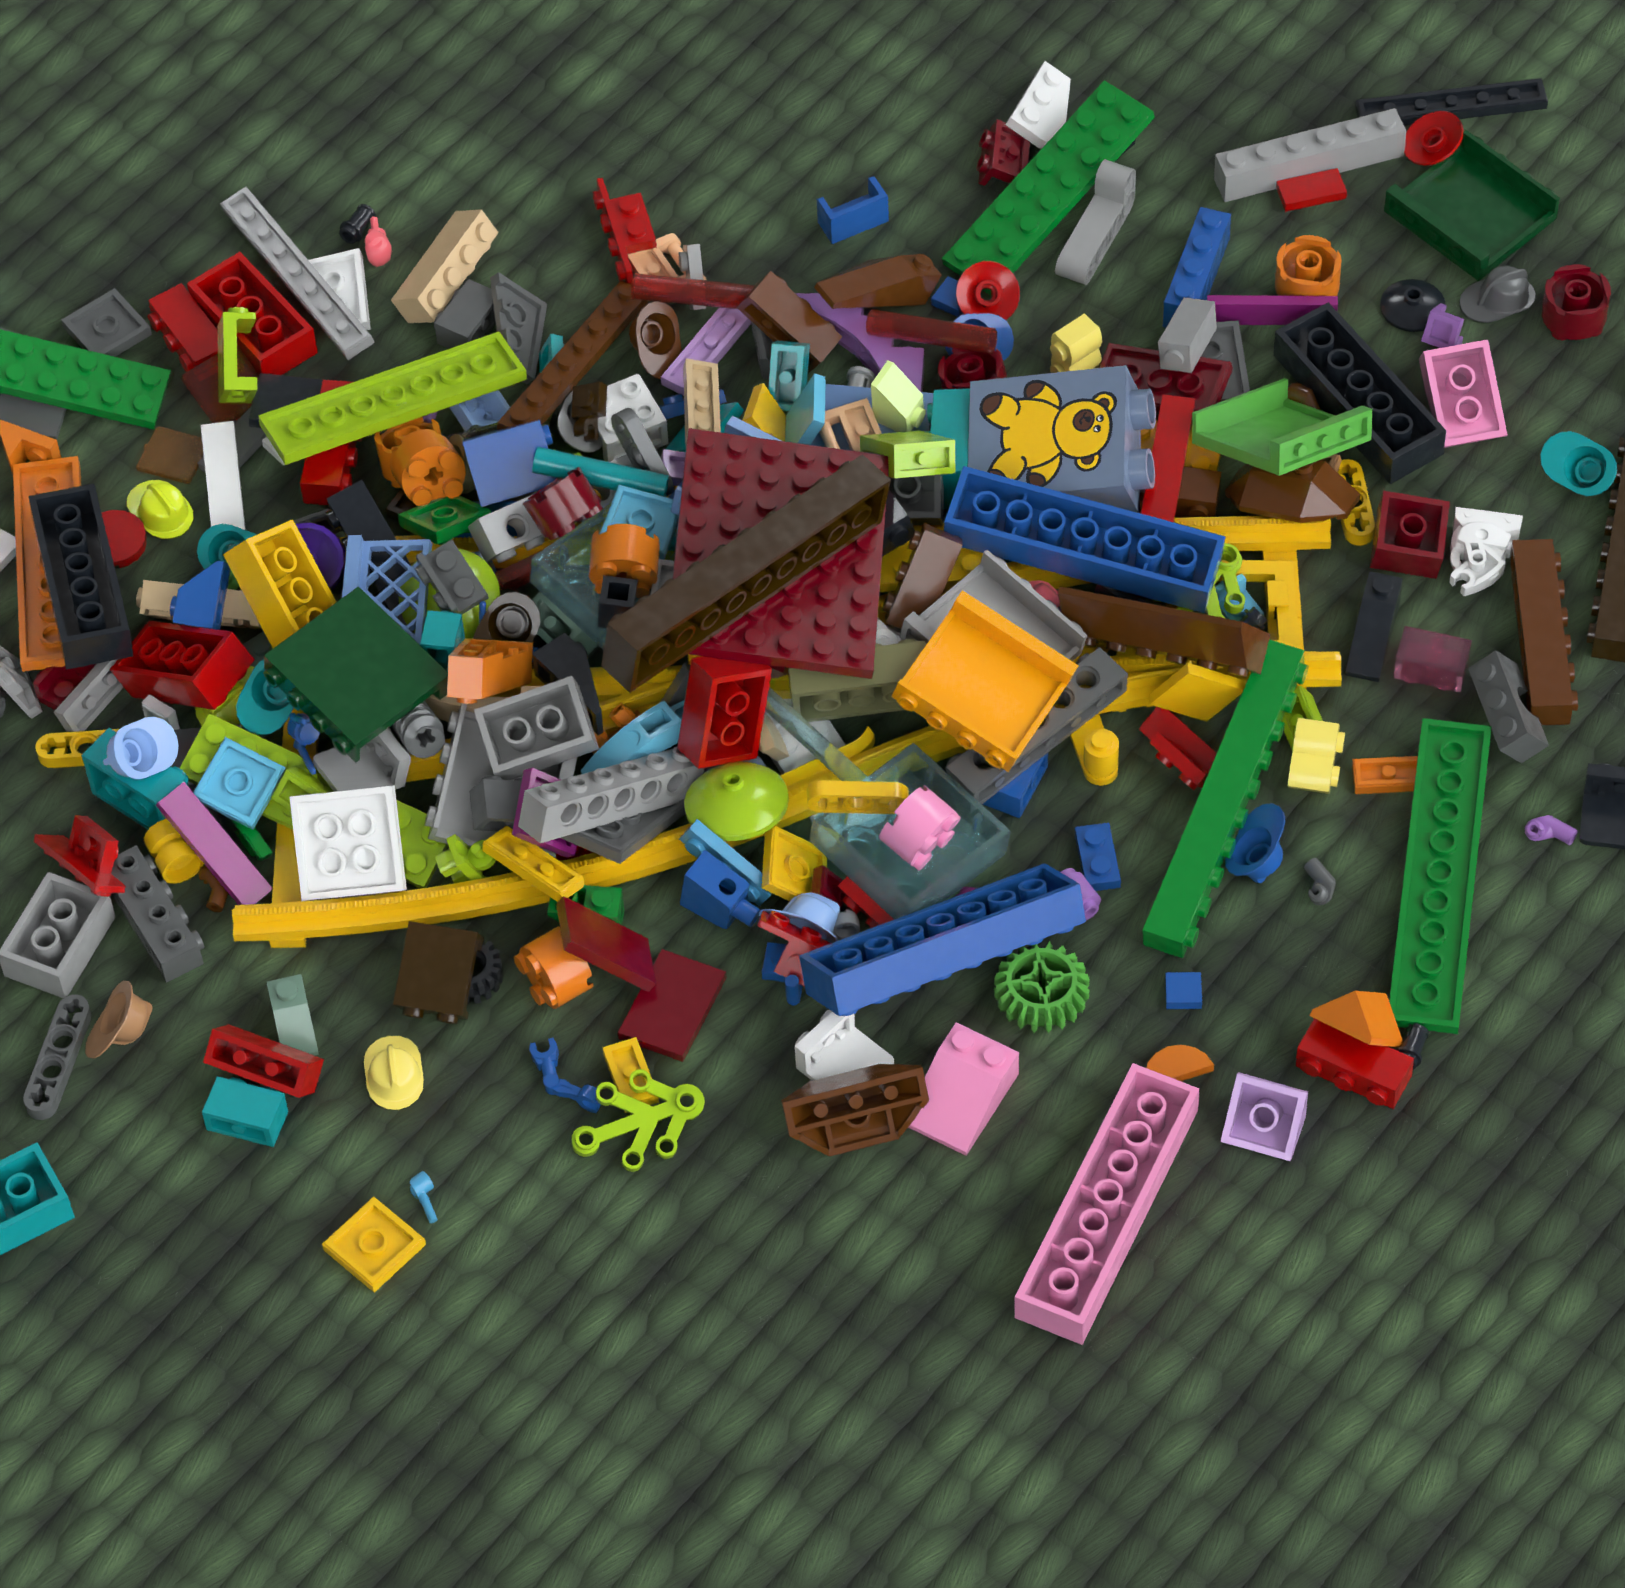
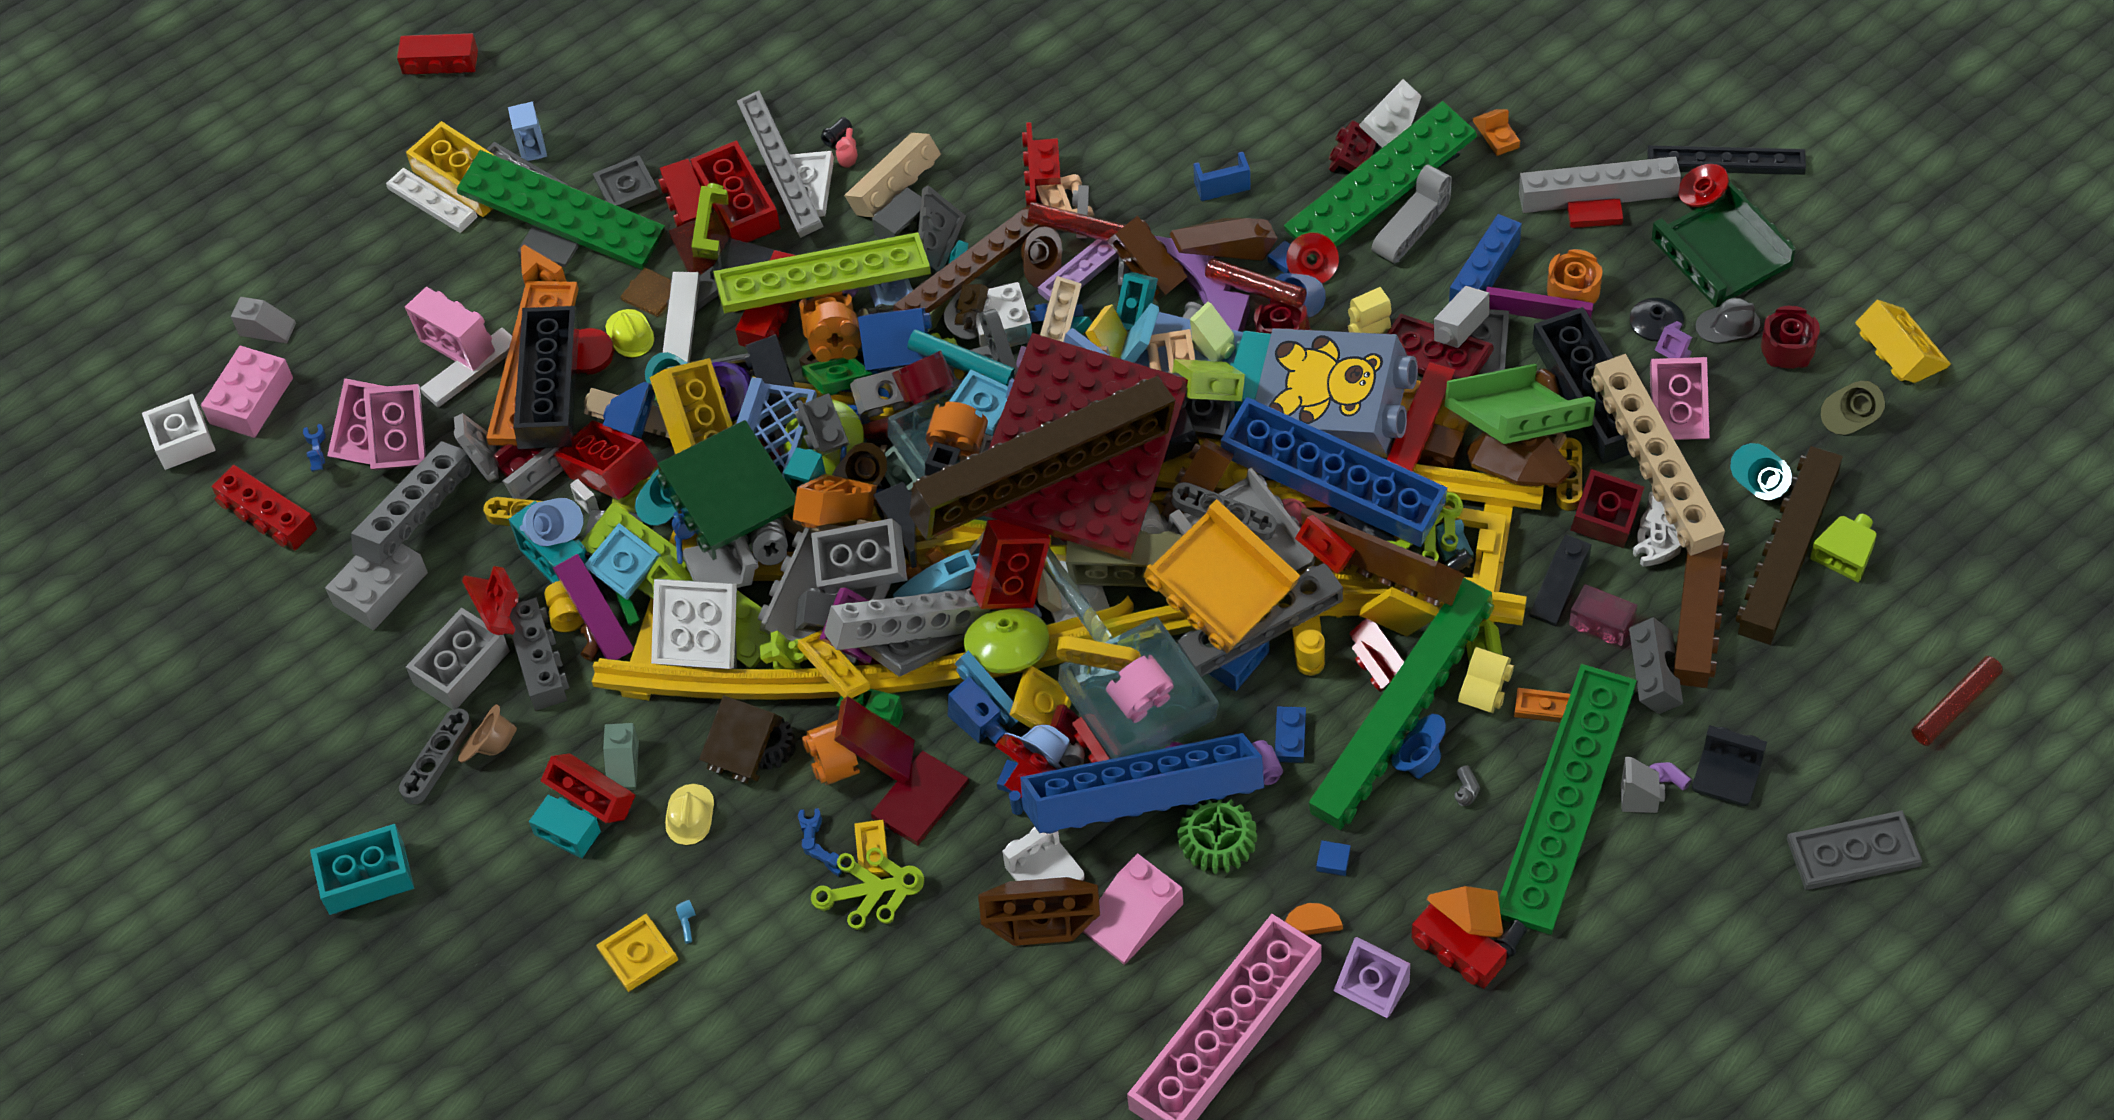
camera: 15 degrees right, 0 degrees up
(935, 610) = (1232, 505): none -> dark grey beam
(1096, 625) = (1325, 544): none -> red plate
(1171, 108) = (1497, 131): none -> orange slope
(1473, 465) = (1694, 536): none -> tan brick
(1522, 849) = (1640, 787): none -> light grey slope

